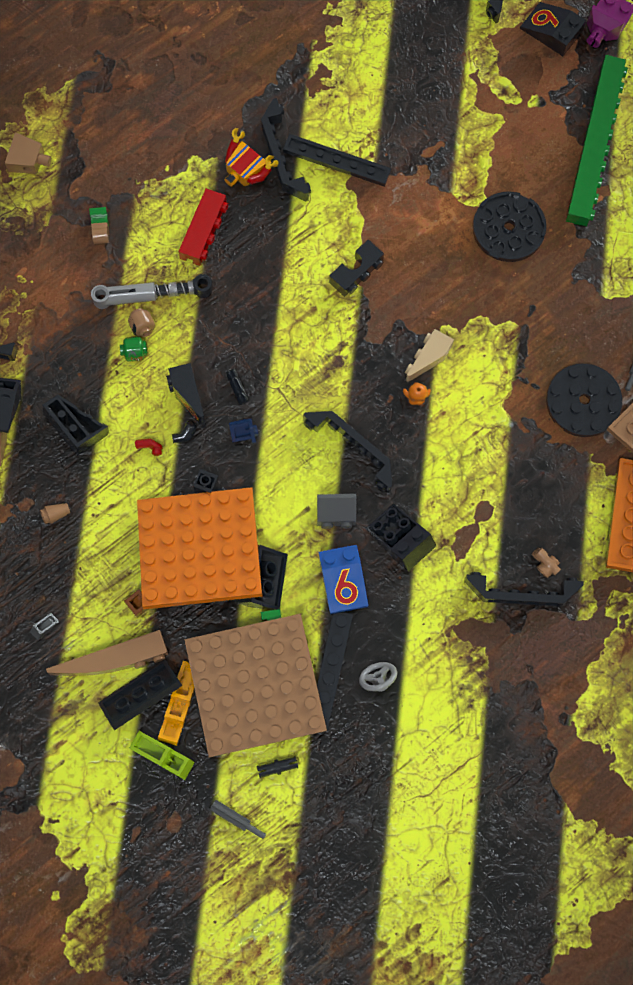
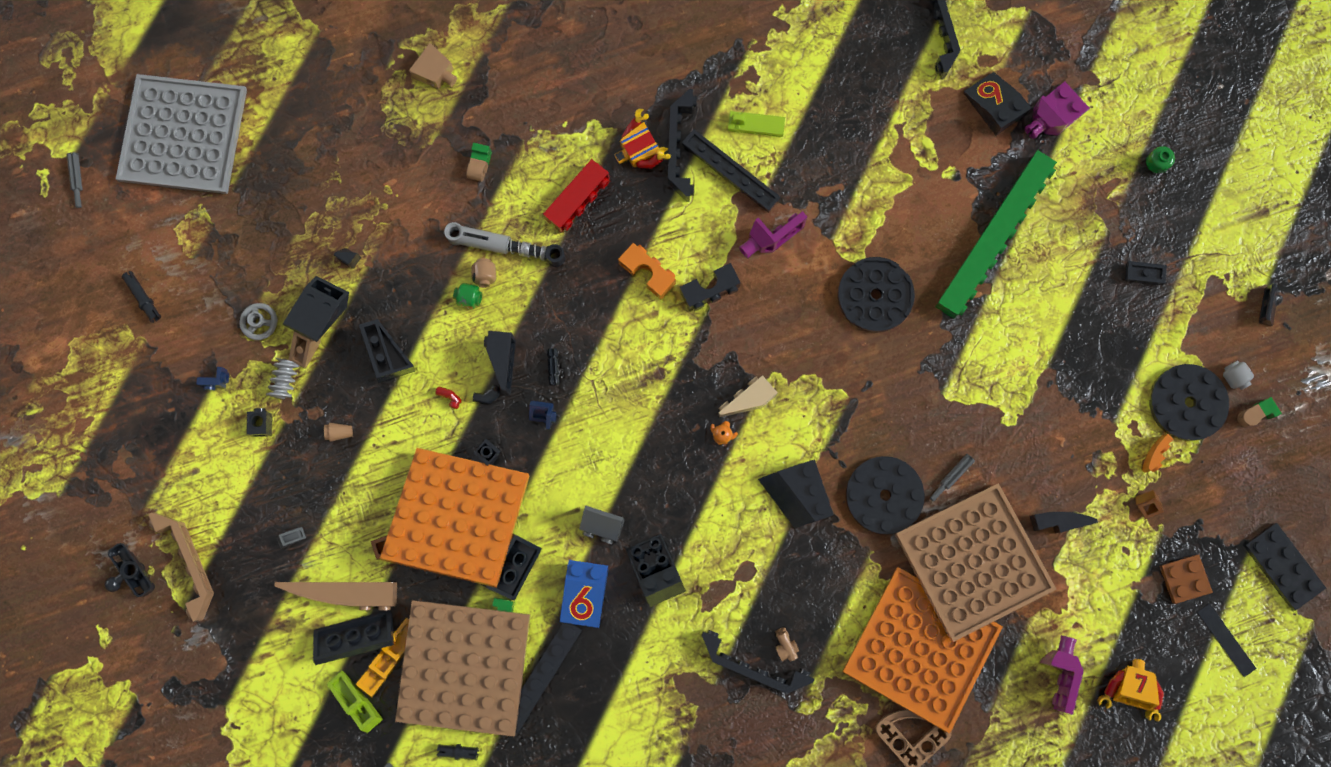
camera: 25 degrees right, 5 degrees up
(280, 264) = (636, 258): none -> orange arch
(317, 420) = (616, 427): black slope -> none
(344, 112) = (756, 124): none -> lime hinge
(379, 678) = (583, 702): light grey piece -> none
(394, 209) = (765, 242): none -> magenta plate
(507, 423) = (799, 493): none -> black wedge

